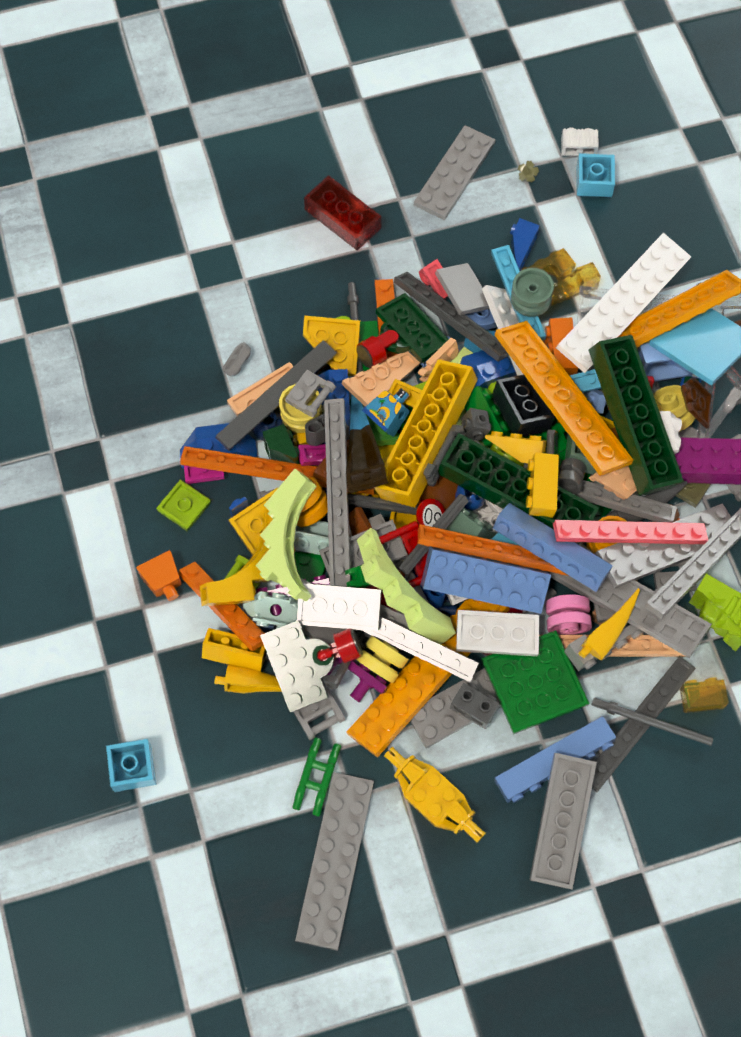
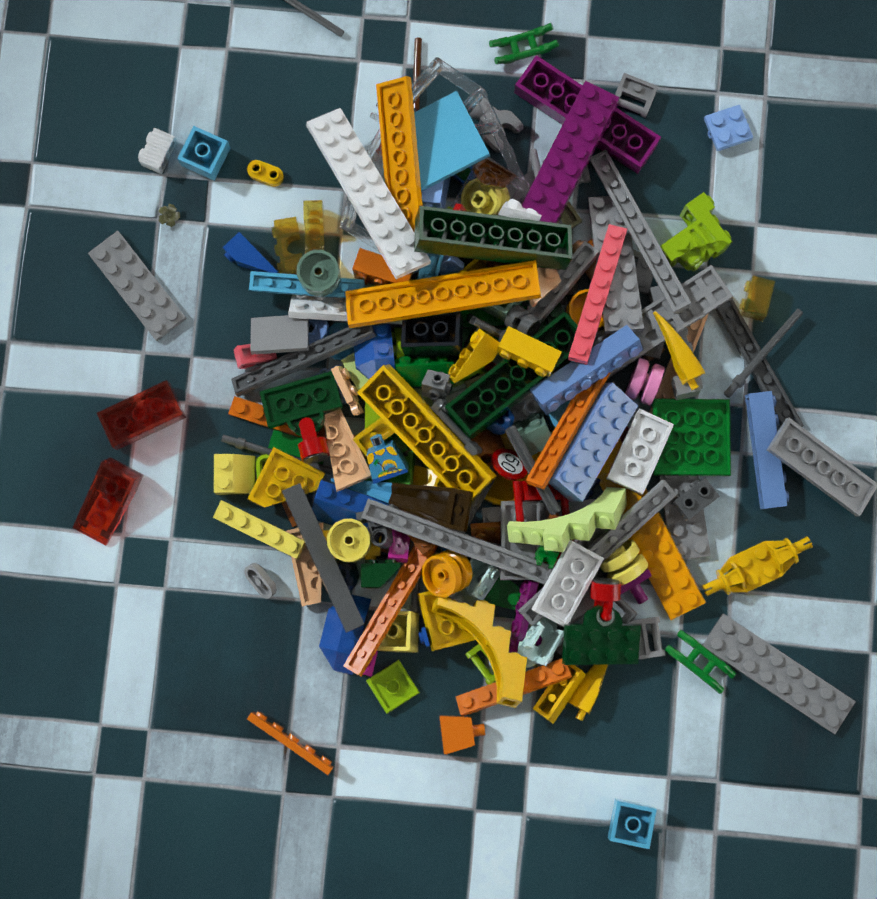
camera: 65 degrees left, 15 degrees up
(99, 437) = (291, 742): none -> orange plate
(234, 486) = (402, 634): none -> light yellow slope
(258, 216) = (107, 500): none -> clear red slope
(279, 535) = (481, 612): yellowish green arch -> none
(282, 340) = (259, 529): none -> light yellow plate
(305, 390) = (339, 530): light grey plate -> none
(322, 299) = (233, 474): none -> light yellow slope
(603, 229) = (264, 173): none -> yellow plate

